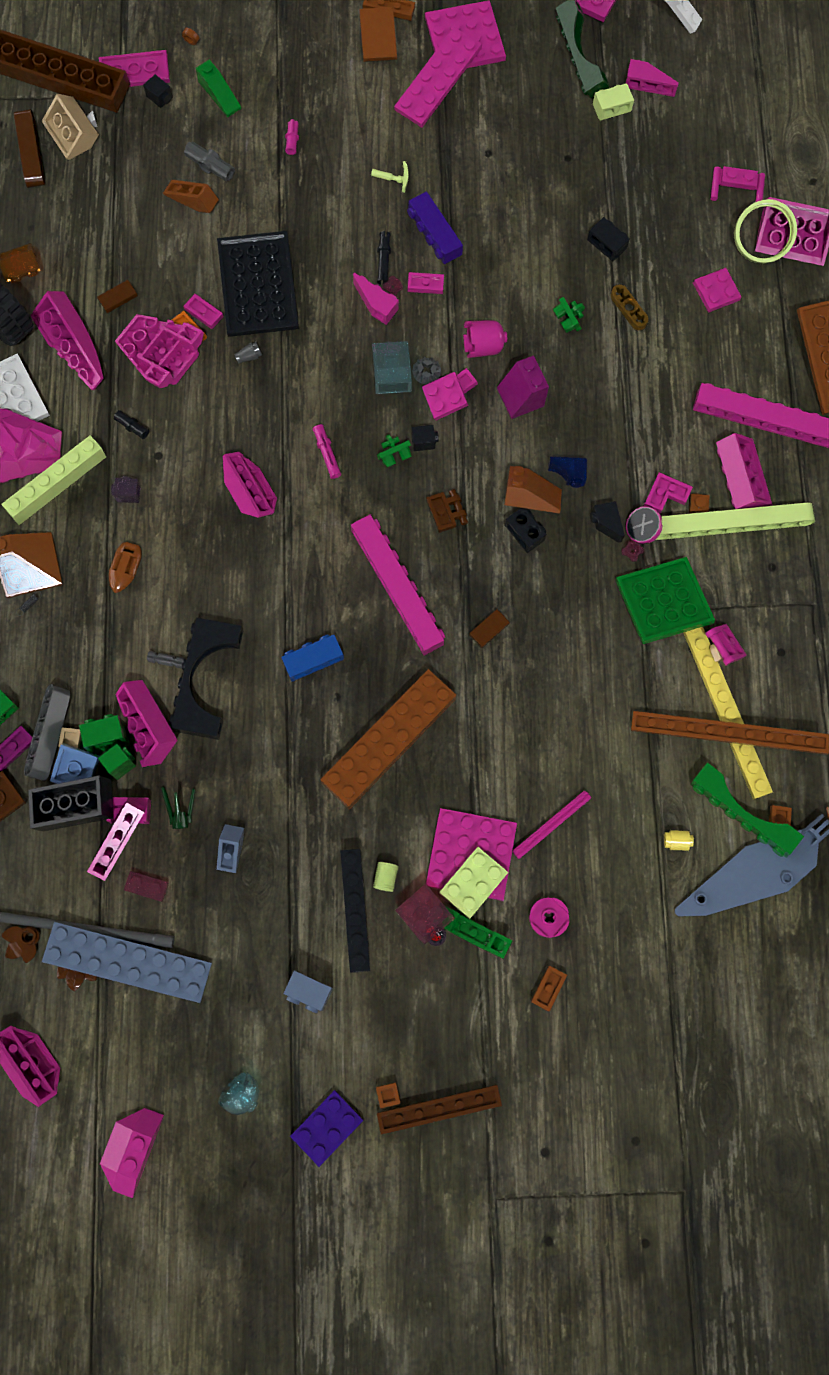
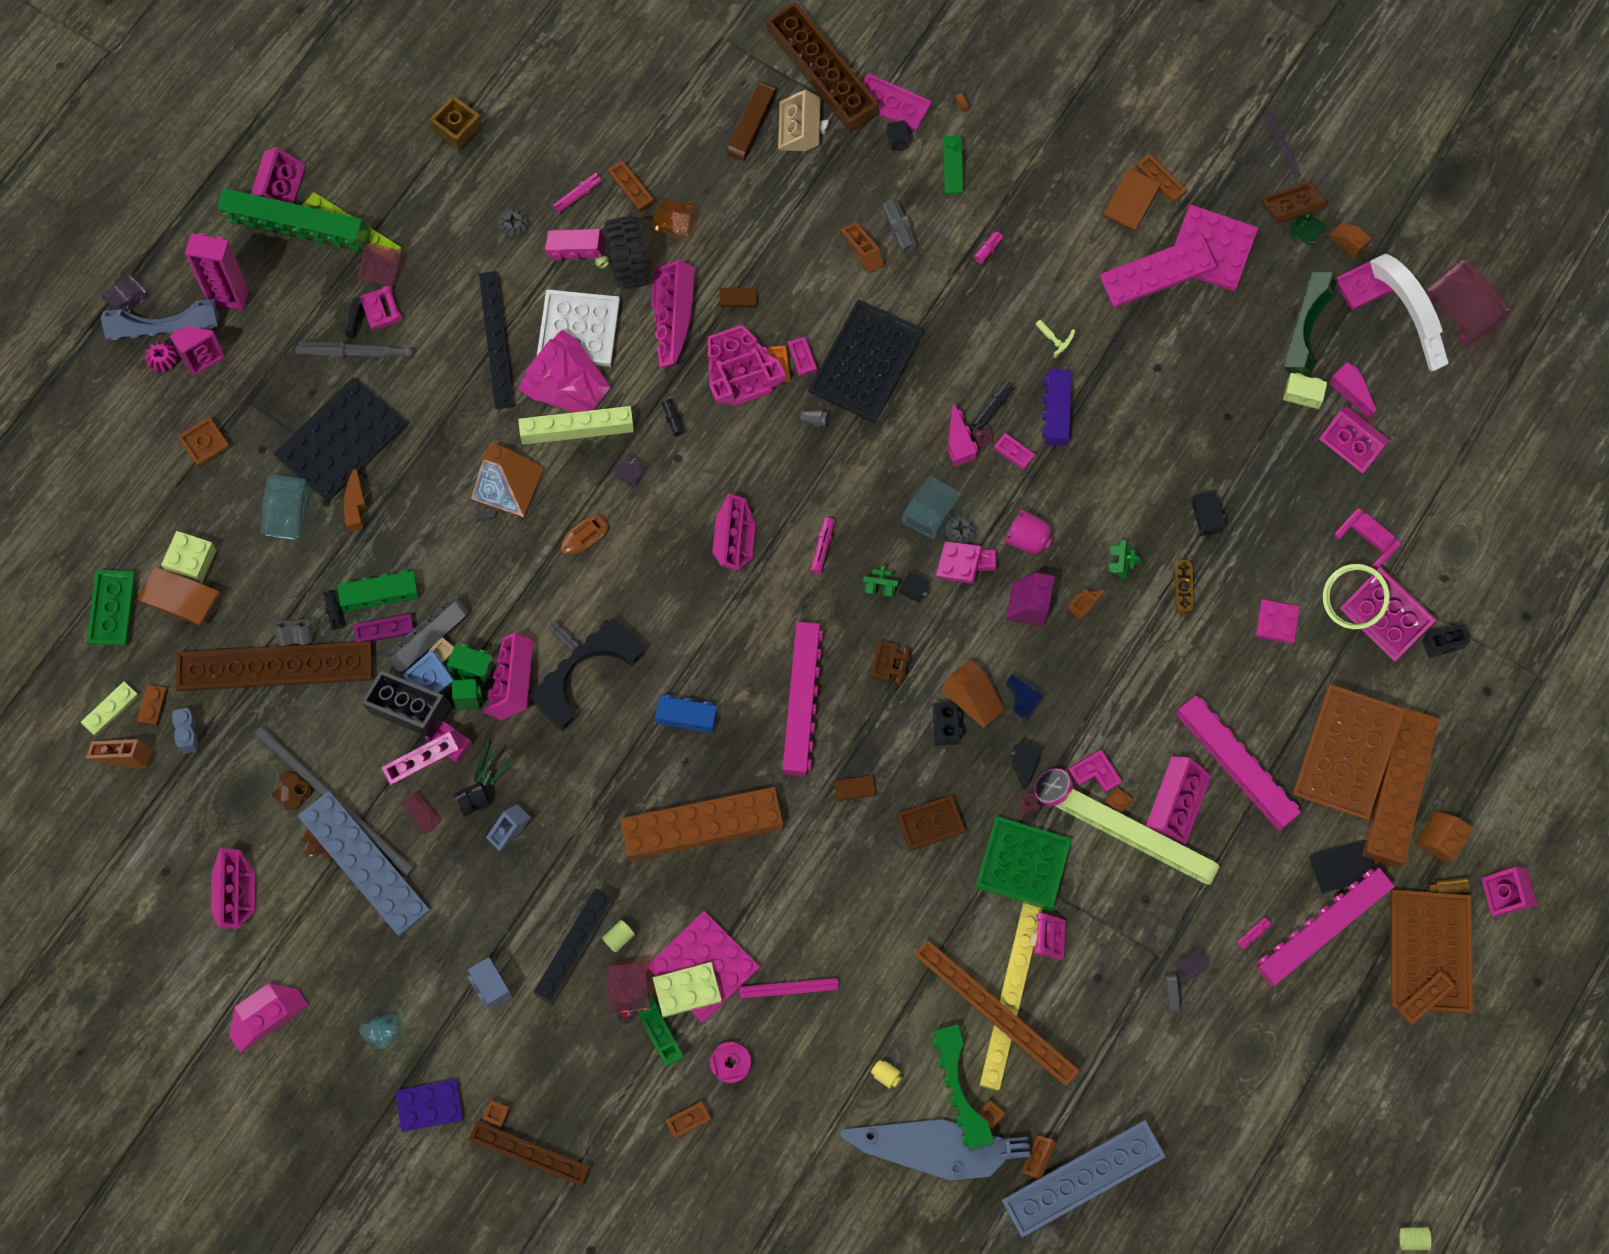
camera: 35 degrees right, 5 degrees down
(182, 846) = (471, 799): none -> black wheel
(562, 367) = (1084, 602): none -> dark orange slope
(569, 616) = (930, 823): none -> reddish brown plate
(676, 116) = (1354, 439): none -> dark pink slope

